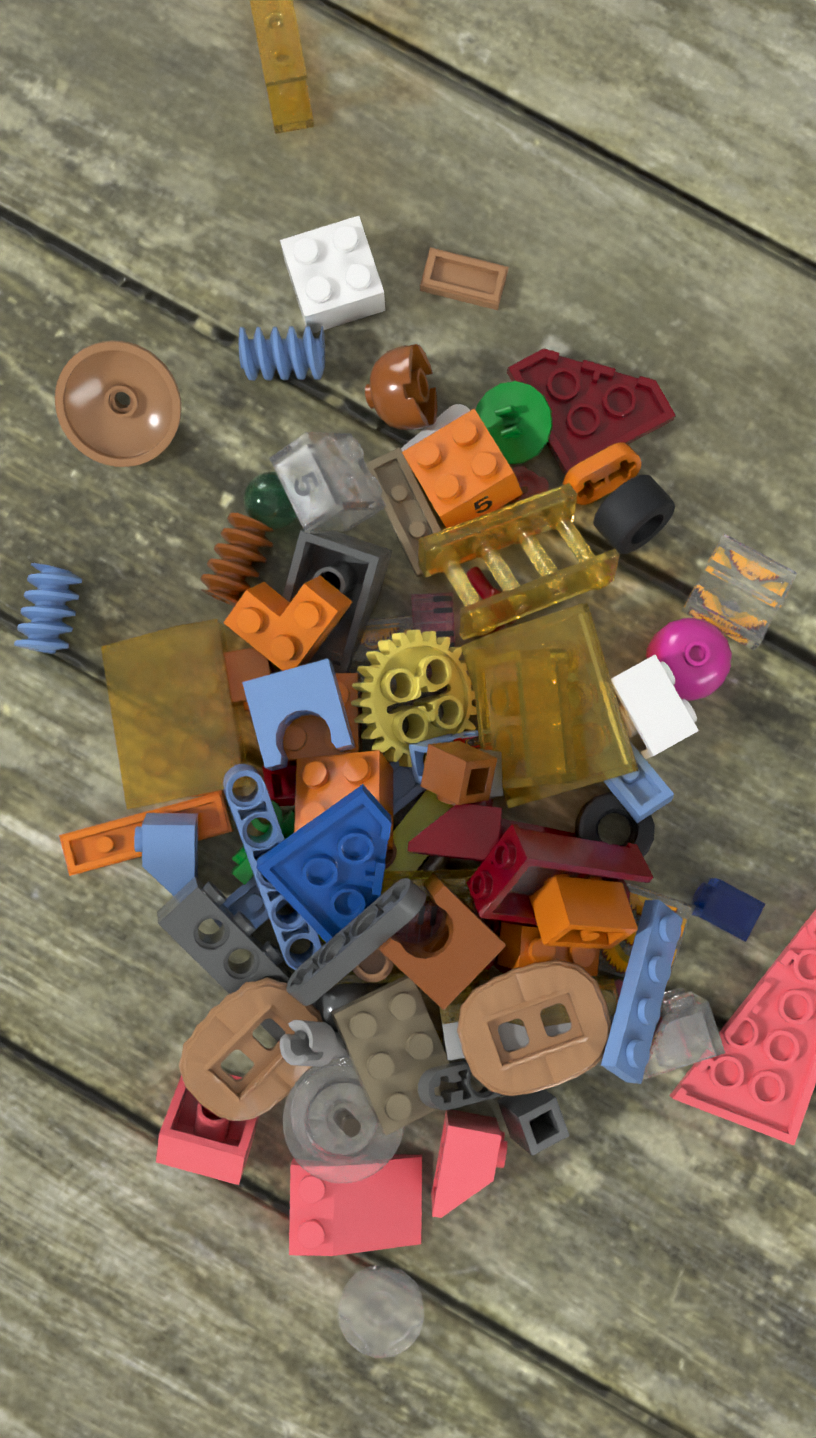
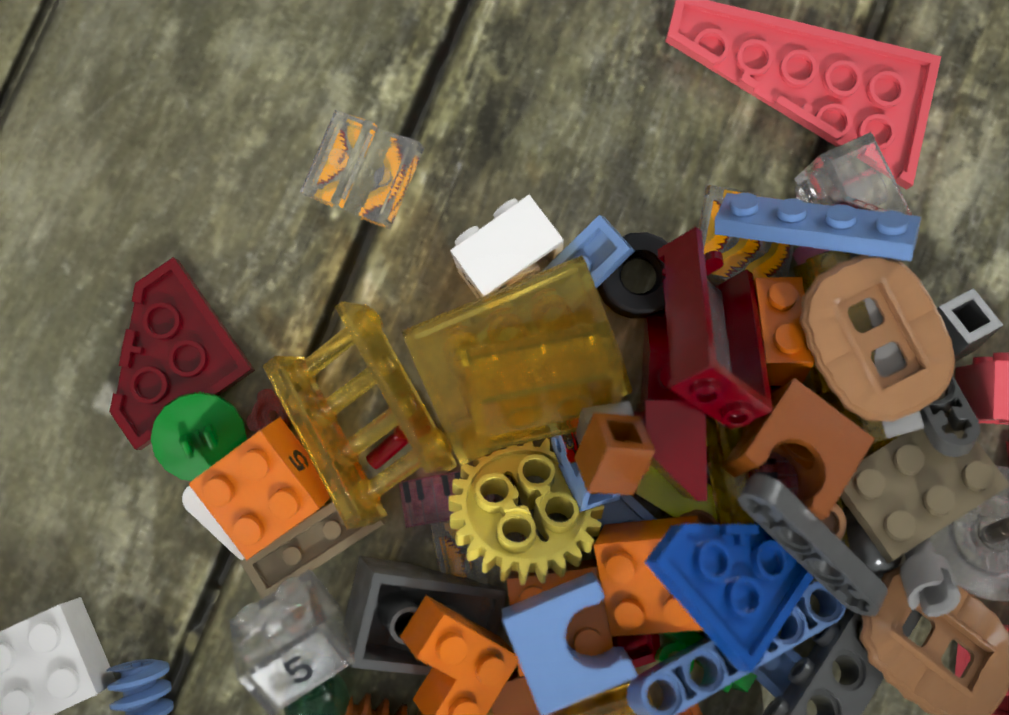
camera: 105 degrees left, 0 degrees up
(401, 389) = (173, 568): dark orange cylinder -> none
(464, 278) = (35, 511): medium nougat tile -> none
(582, 912) = (745, 299): orange brick -> none
(603, 472) = (246, 329): orange beam -> none
(634, 514) = (289, 291): black tyre -> none
(695, 654) = (437, 211): dark pink cylinder -> none
(726, 908) = (707, 148): clear blue brick -> none

